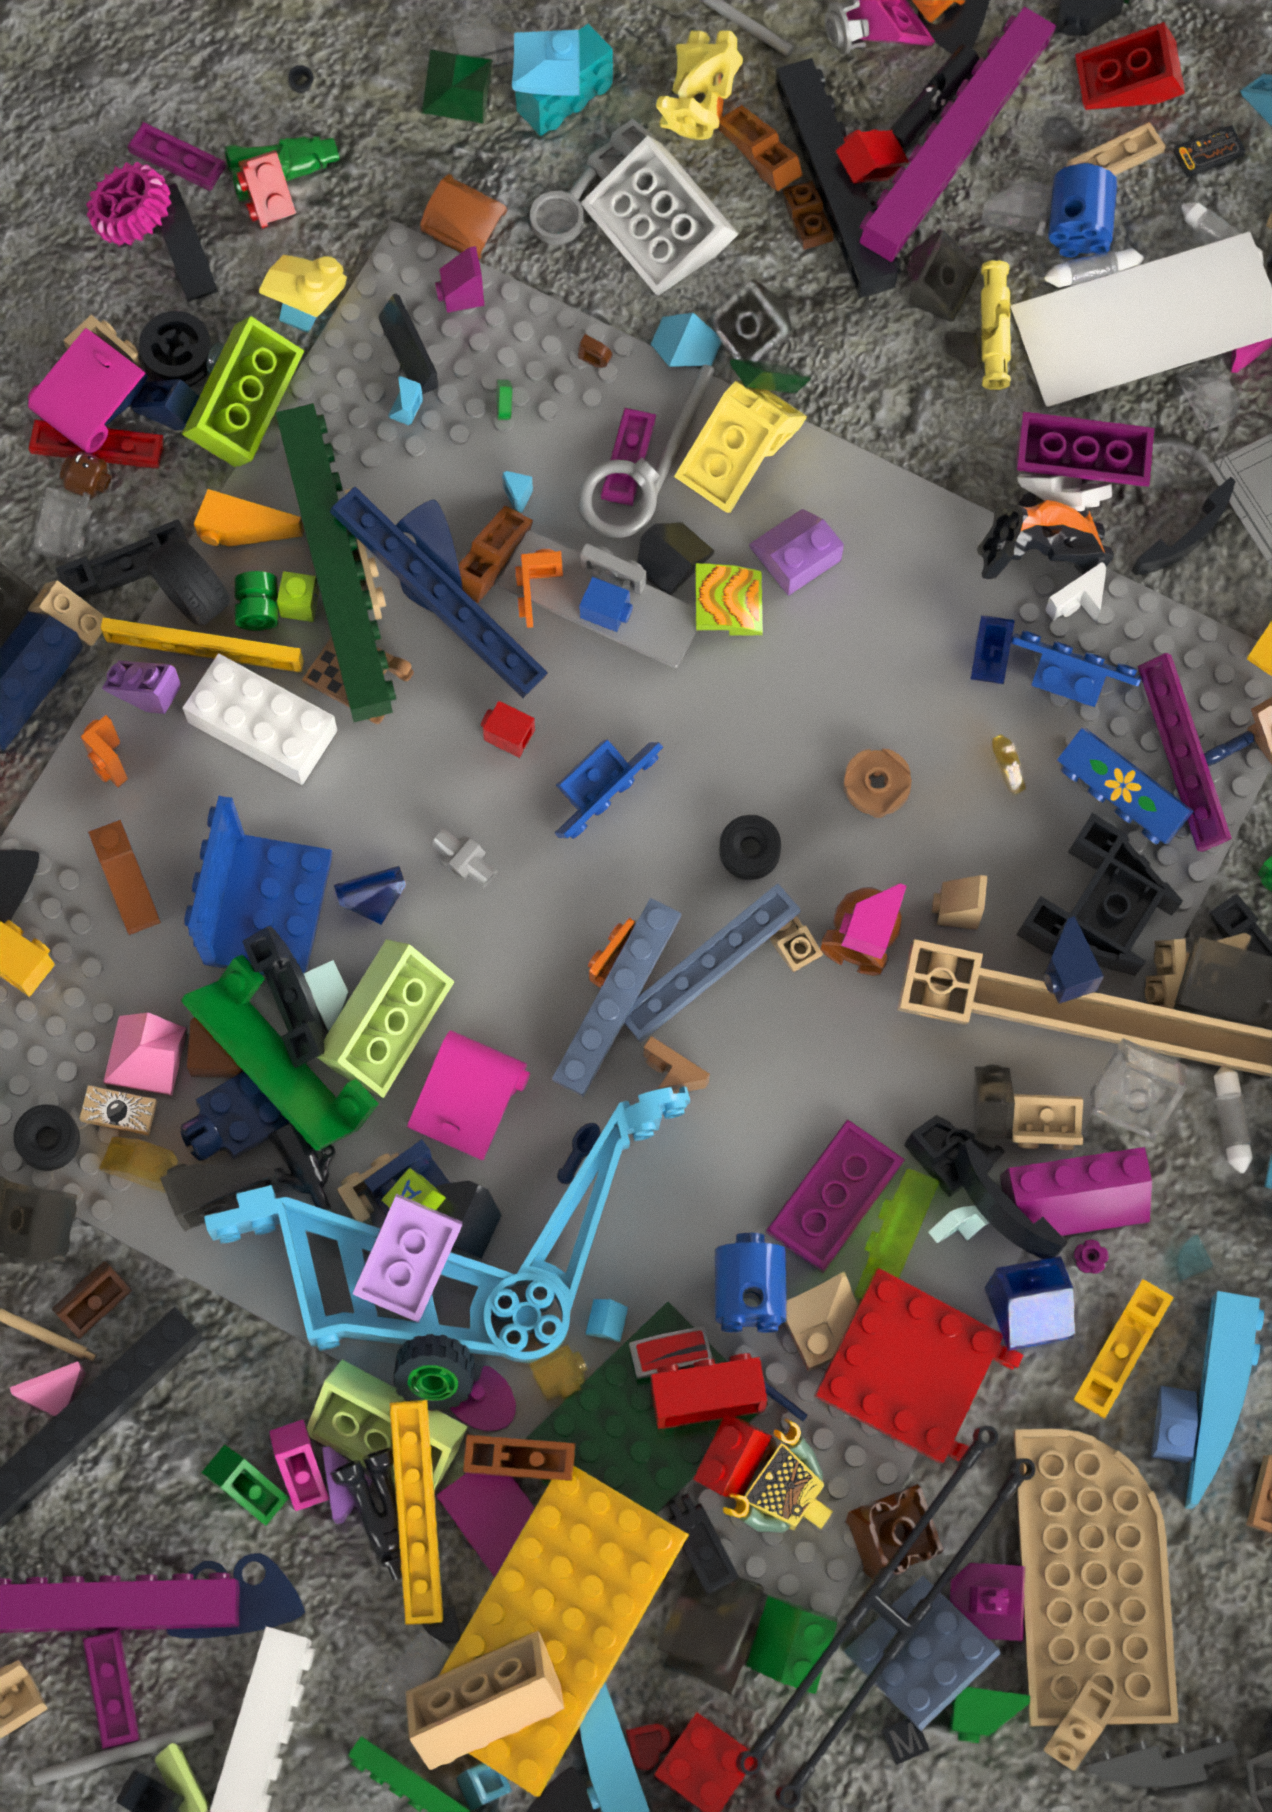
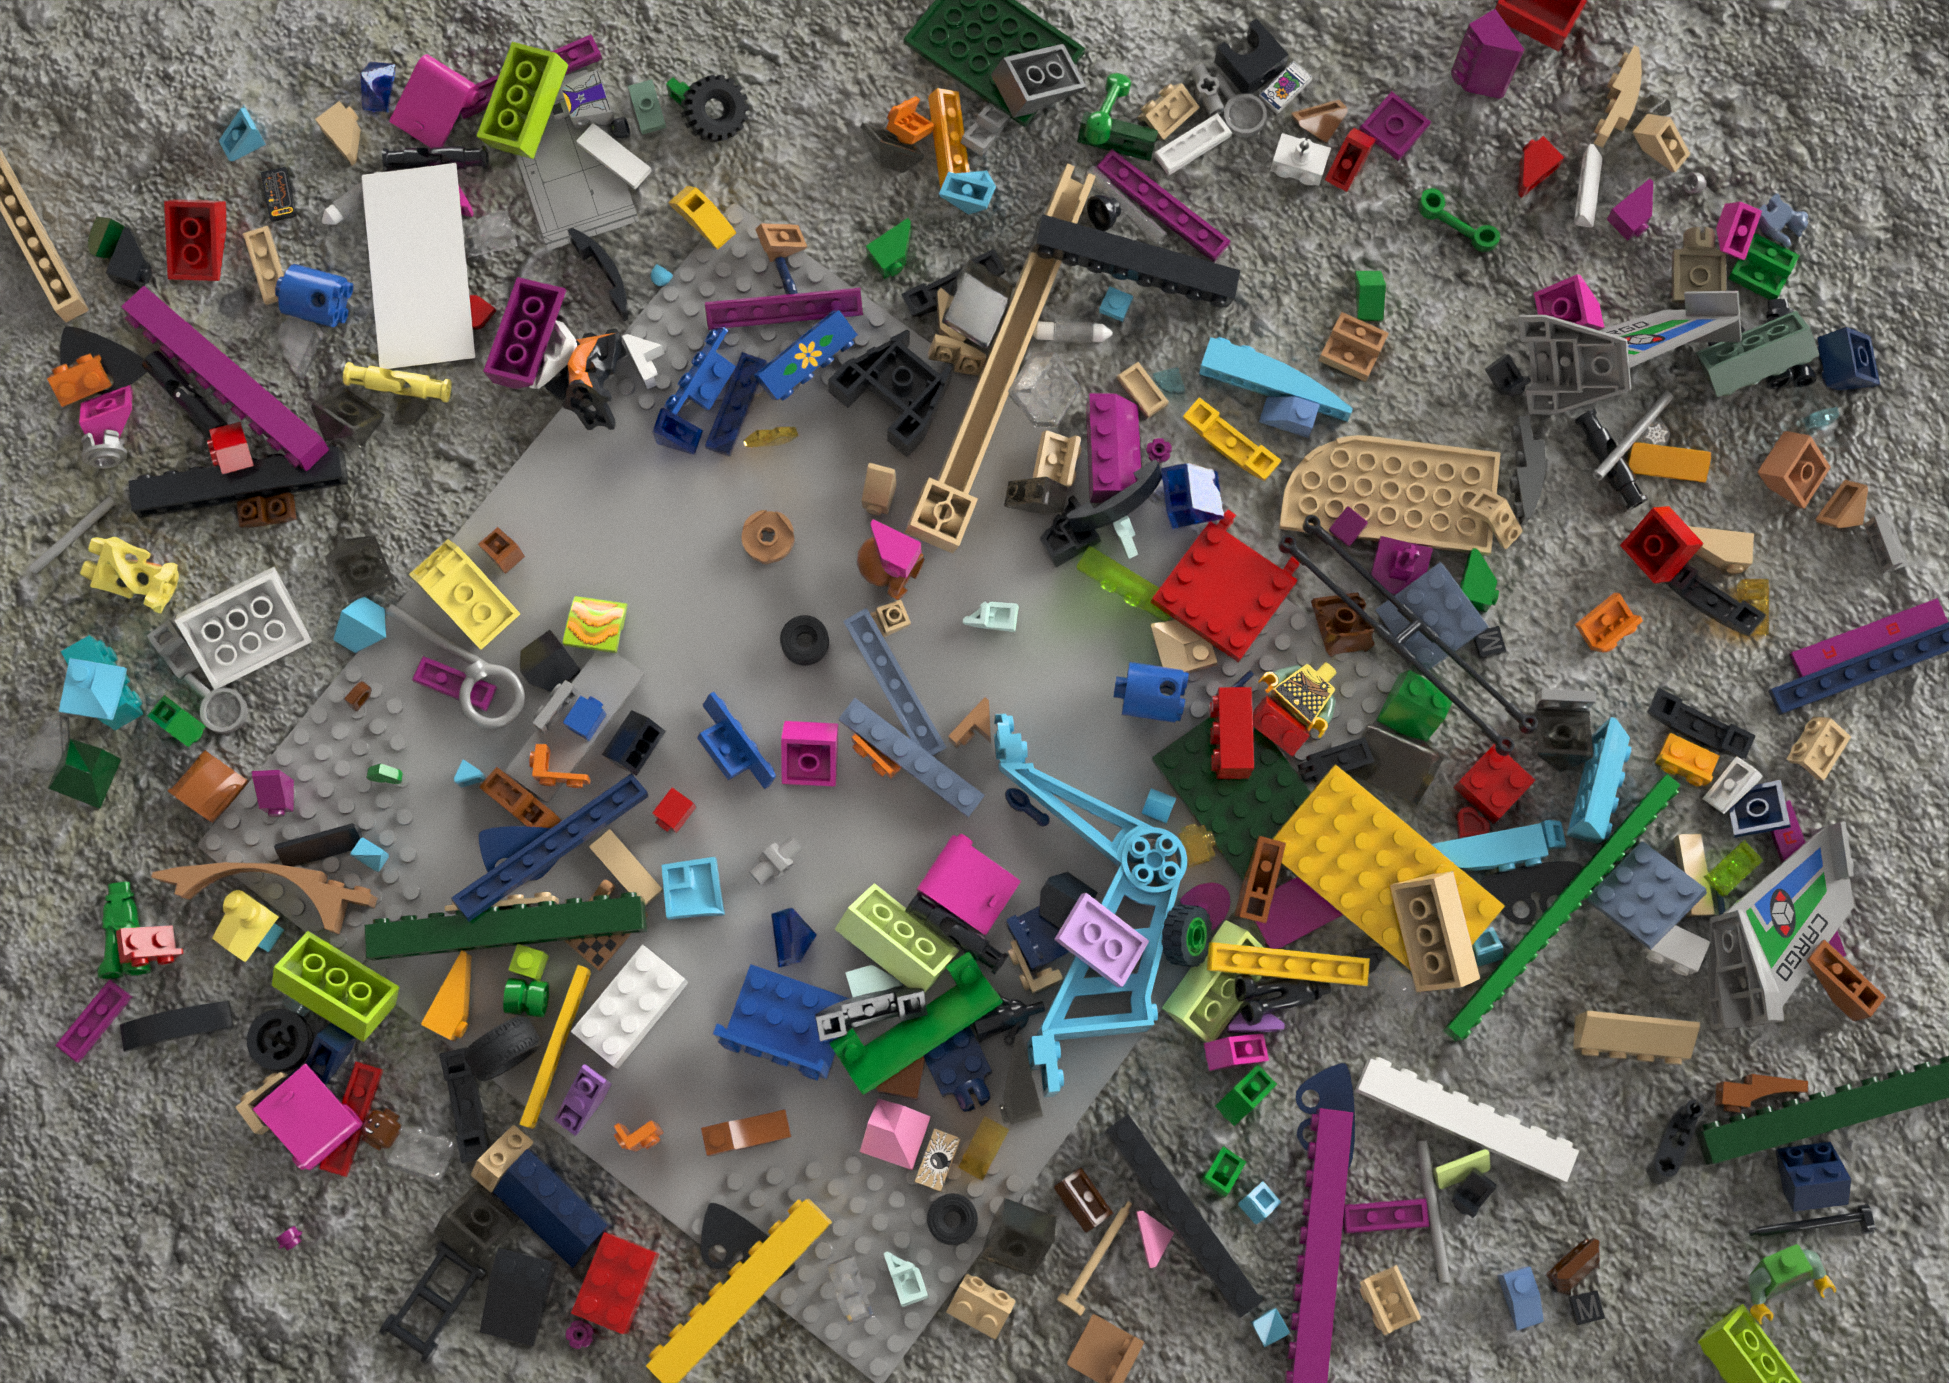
camera: 80 degrees left, 5 degrees up
(111, 1523) = (1259, 1203): none -> medium azure slope
(128, 203) = (124, 1066): dark pink gear -> none
(141, 1467) = (1223, 1172): none -> green slope
(296, 75) = (52, 903): black hinge -> none
(348, 363) = (329, 898): none -> medium nougat slope
(392, 1107) = (967, 940): none -> black piece
(414, 767) = (692, 889): none -> medium azure plate
(416, 1188) = (1045, 931): lime brick -> none
(431, 688) = (625, 867): none -> tan tile
(533, 169) = (177, 721): none -> green slope
(586, 669) = (634, 742): none -> black brick
(605, 875) = (809, 753): none -> dark pink slope
(671, 1348) = (1194, 758): red slope -> none
(762, 147) = (198, 535): dark orange slope -> none
(769, 376) = (410, 560): dark green slope -> none
(798, 550) = (561, 564): medium lavender slope -> none
(802, 477) = (501, 550): none -> dark orange slope
(823, 1076) = (994, 616): none -> light aqua slope
(835, 1196) = (1088, 623): magenta tile -> none
(1028, 1519) = (1348, 526): none -> magenta slope
(1043, 715) = (735, 405): none -> clear blue tile
(1072, 967) = (948, 414): dark blue slope -> none
(1092, 267) = (363, 299): piece -> none
(1107, 401) = (480, 311): none -> red tile
(1172, 1224) = (1142, 390): none -> tan tile
(1199, 600) = (660, 276): none -> medium azure hinge

